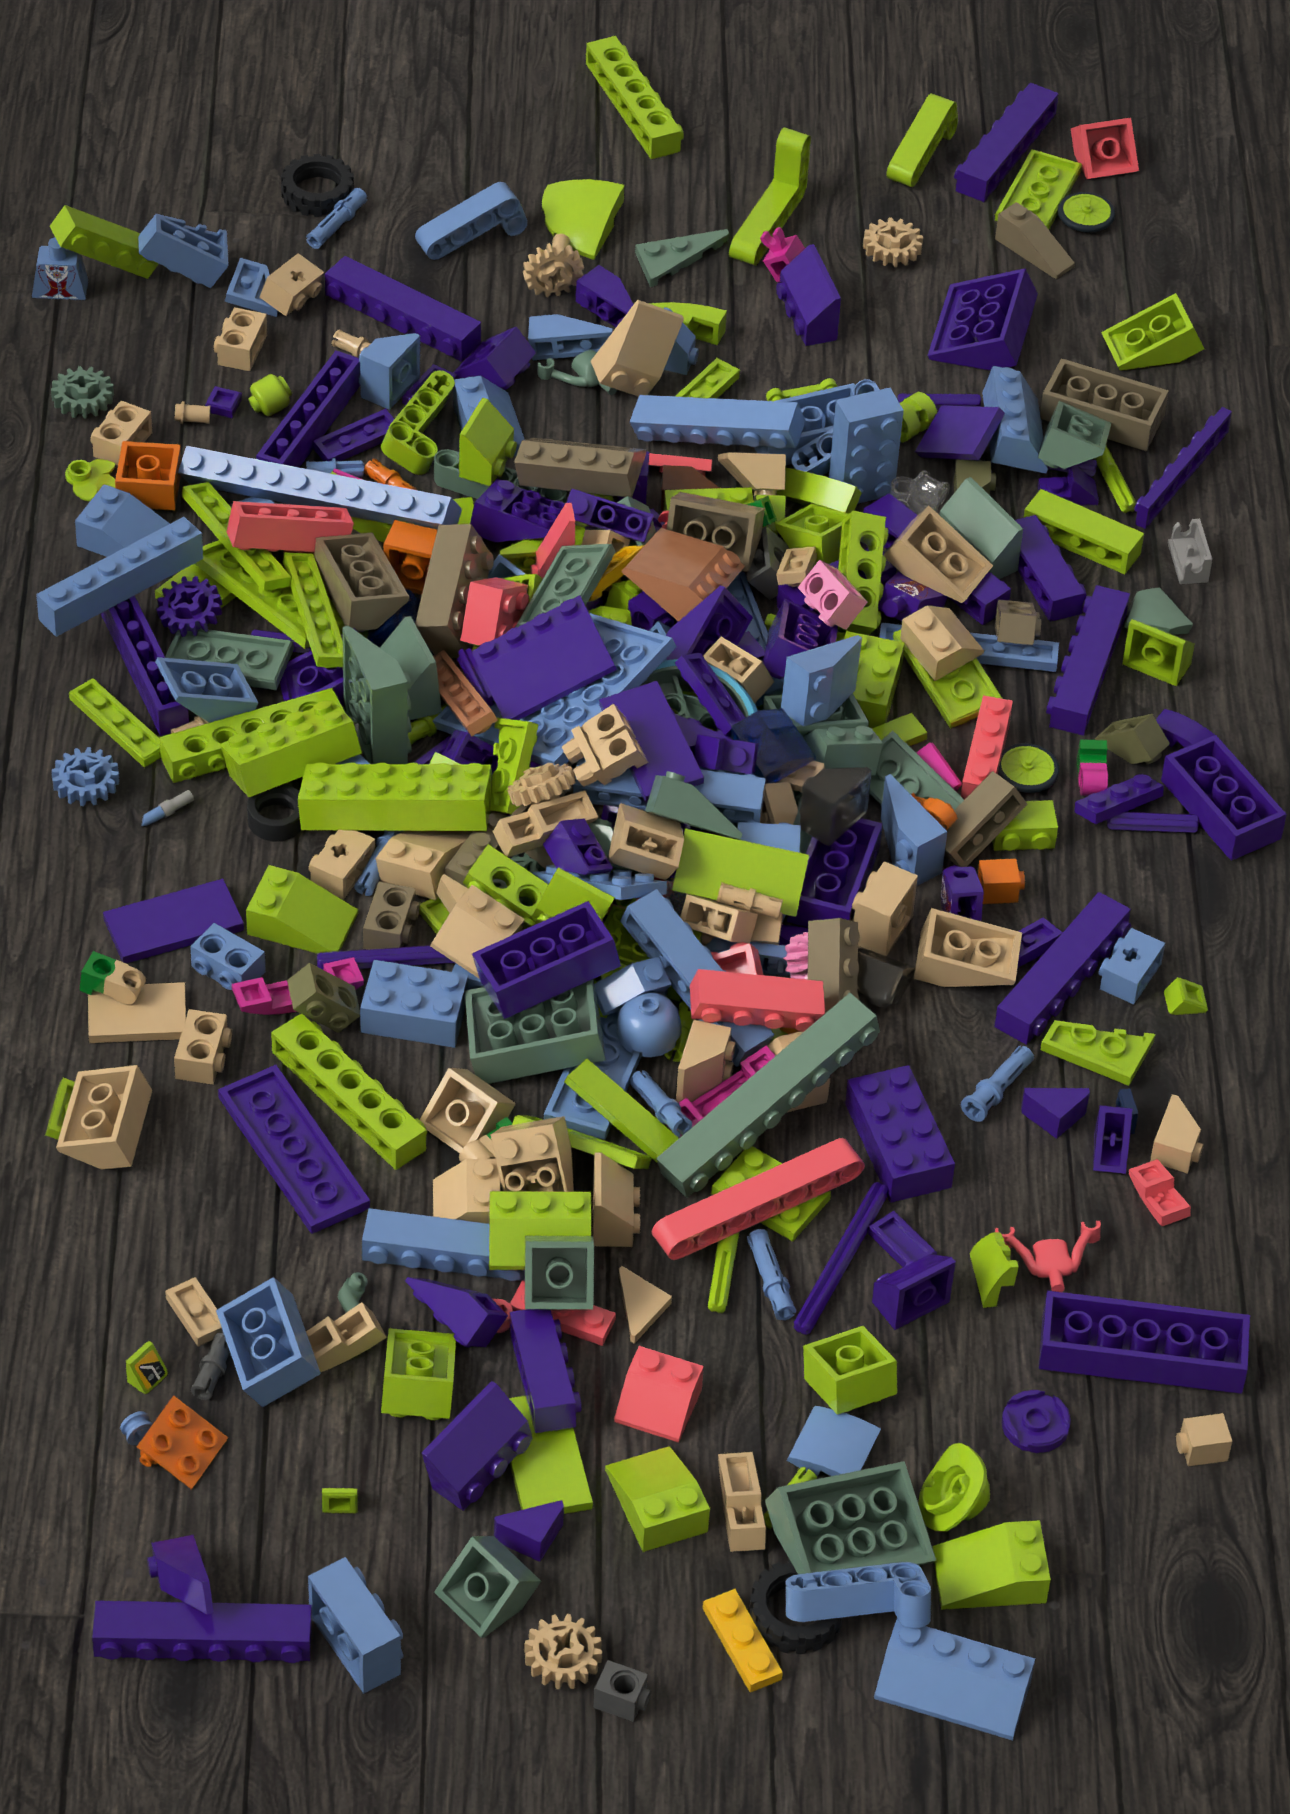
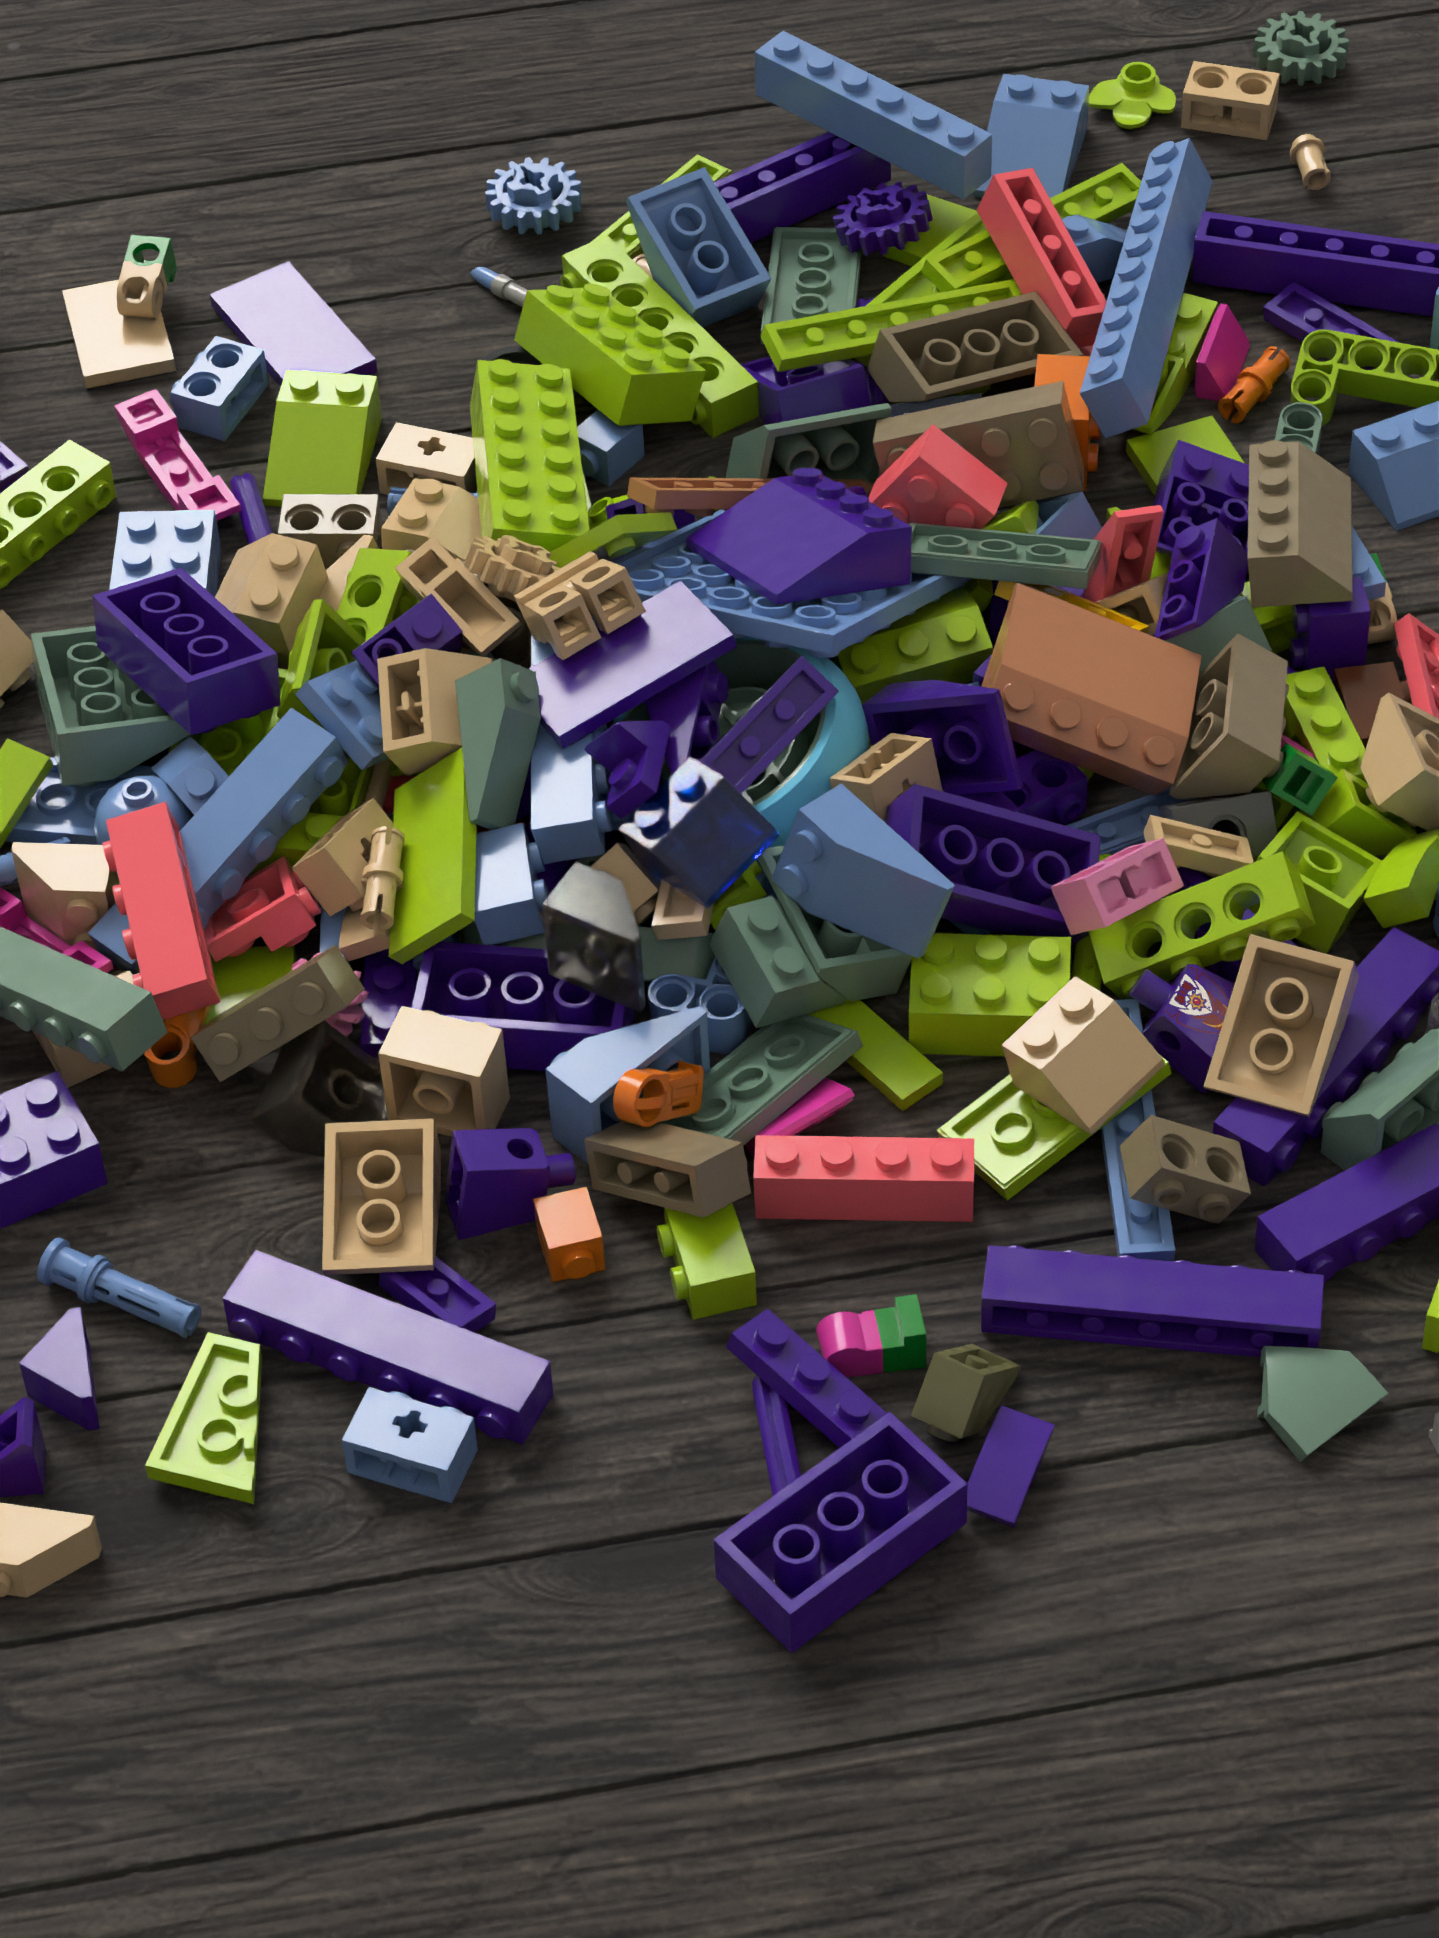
camera: 85 degrees right, 0 degrees up
(150, 473) = (1134, 121): orange brick -> none
(202, 1047) = (54, 392): tan brick -> none
(224, 402) = (1356, 191): dark purple tile -> none
(270, 395) = (1380, 216): lime head -> none
(323, 997) = (149, 473): olive brick -> none
(353, 468) = (1252, 318): medium blue axle -> none
(376, 699) = (694, 388): sand green slope -> none
(485, 444) = (1317, 410): lime slope -> none
(1028, 767) = (860, 1250): lime wheel -> none
(1126, 1099) = (73, 1470): dark blue tile -> none
(1157, 652) = (1202, 1394): lime slope -> none
(1185, 998) = (367, 1544): lime slope -> none

